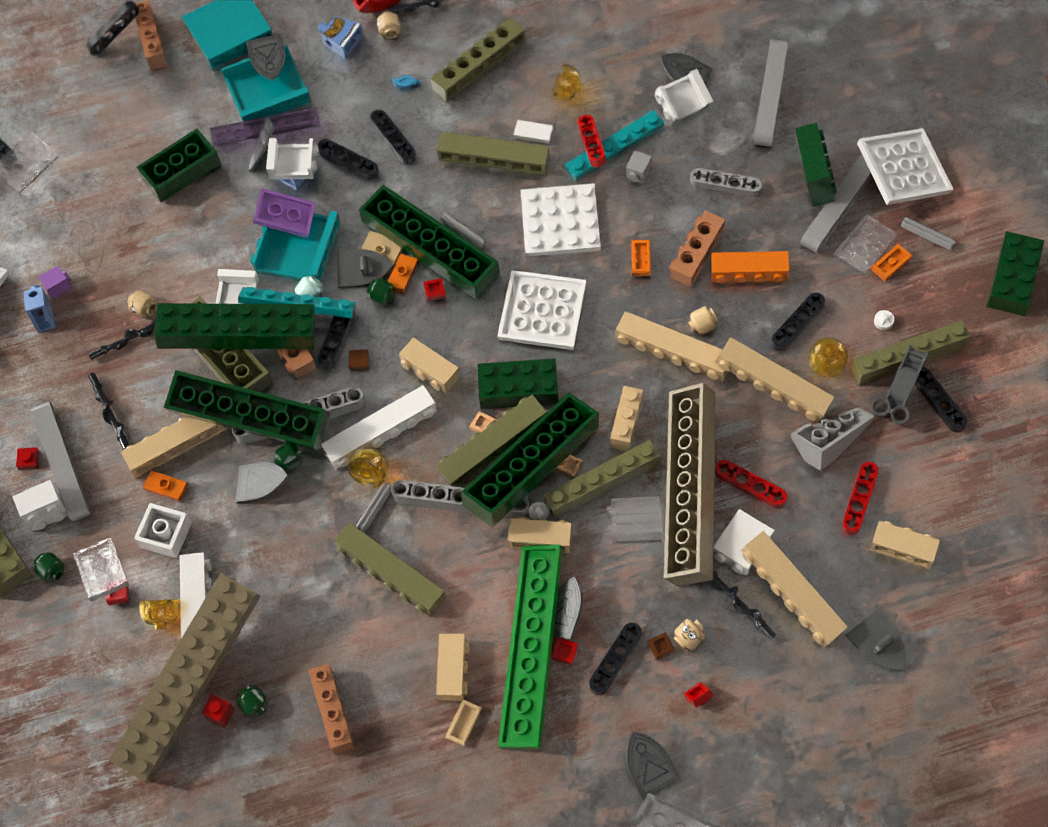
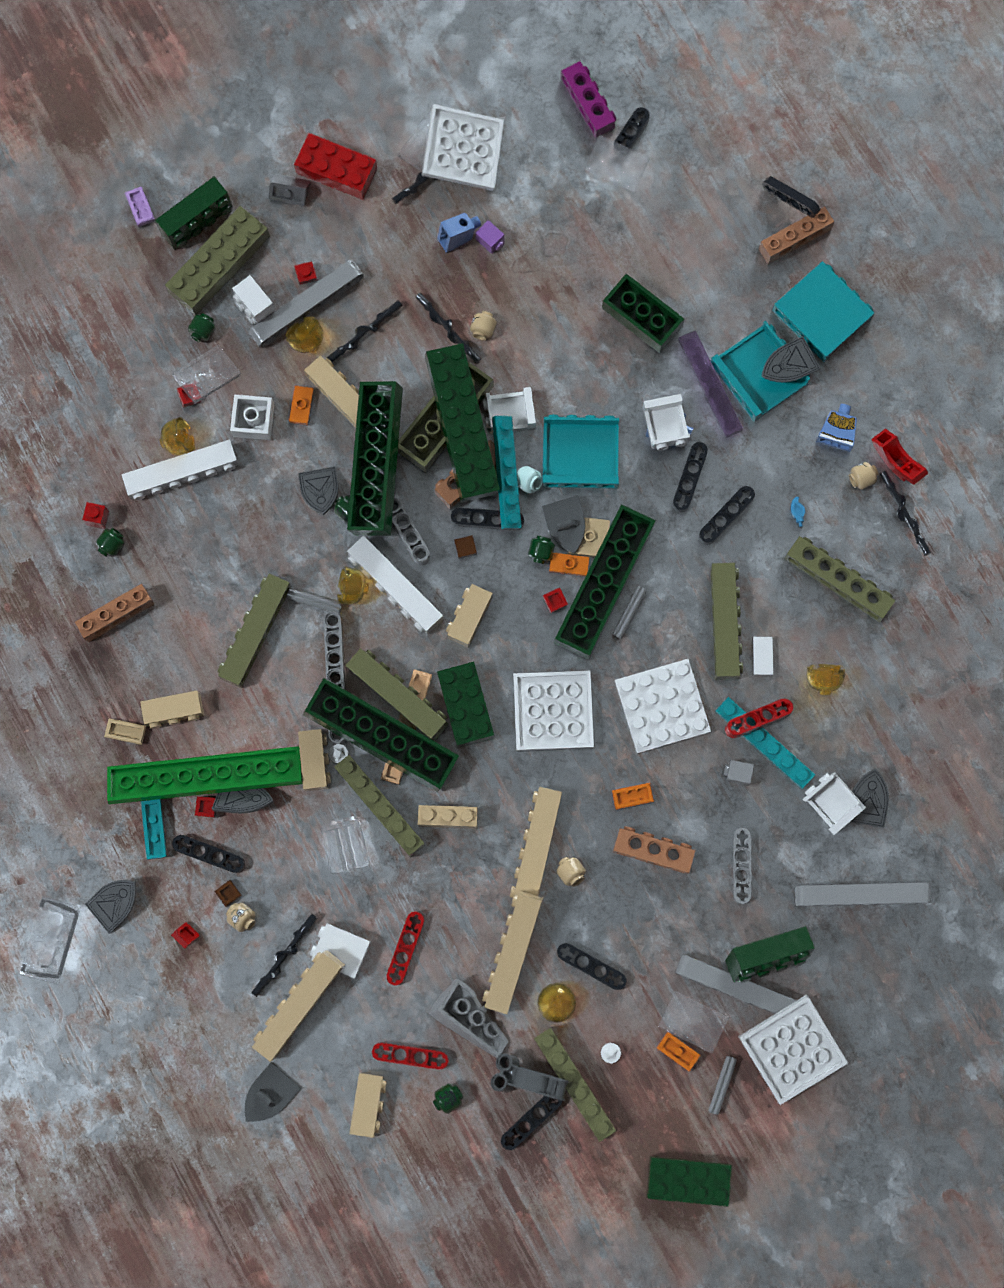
camera: 75 degrees right, 15 degrees up
(94, 463) = (305, 336): none -> clear yellow cylinder
(184, 678) = (114, 479): dark tan brick -> none
(261, 144) = (684, 387): dark grey shield -> none
(284, 213) = (605, 432): medium lavender plate -> none
(577, 709) = (153, 829): none -> teal plate
(690, 486) = (386, 890): dark tan brick -> none
(749, 266) = (642, 906): orange brick -> none
(908, 467) = (448, 1098): none -> dark green head

